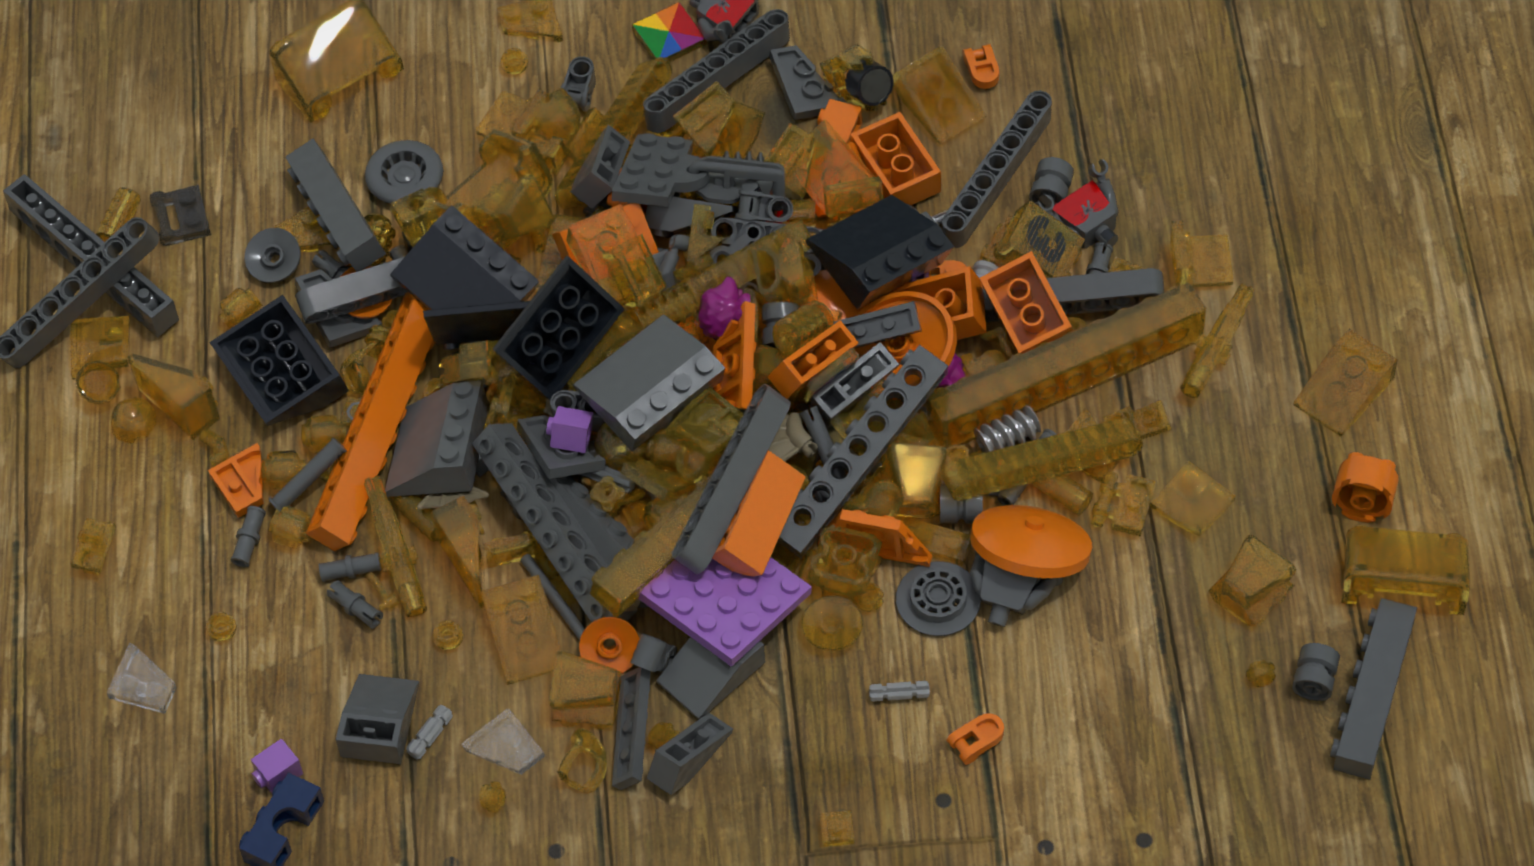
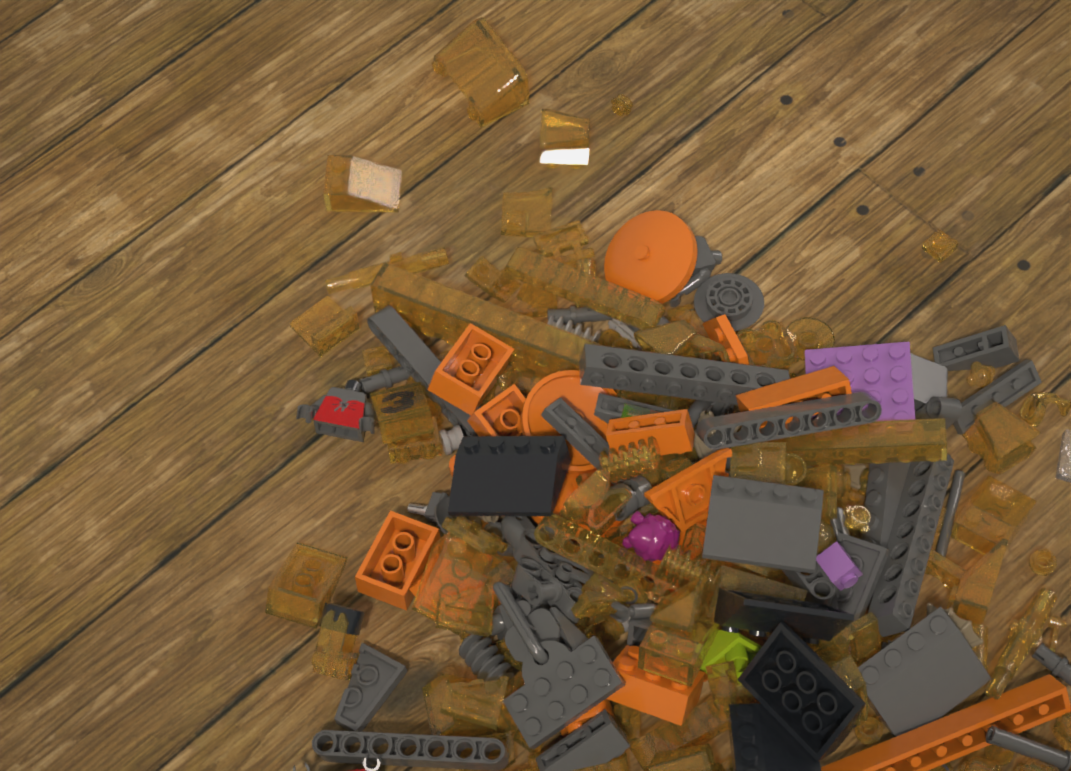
camera: 130 degrees left, 0 degrees up
(617, 656) = (960, 452): orange dish -> none
(842, 117) = (390, 627): orange arch -> none
(899, 691) = (816, 275): light grey axle -> none
(984, 72) = (257, 569): orange plate -> none
(985, 729) = (798, 211): orange plate -> none
(989, 181) = (333, 491): dark grey beam -> none
(1052, 179) = (333, 450): dark grey wheel -> none
(1315, 671) = (601, 74): dark grey wheel -> none
(1365, 487) = (441, 121): orange brick -> none
(1374, 688) = (583, 44): dark grey brick -> none

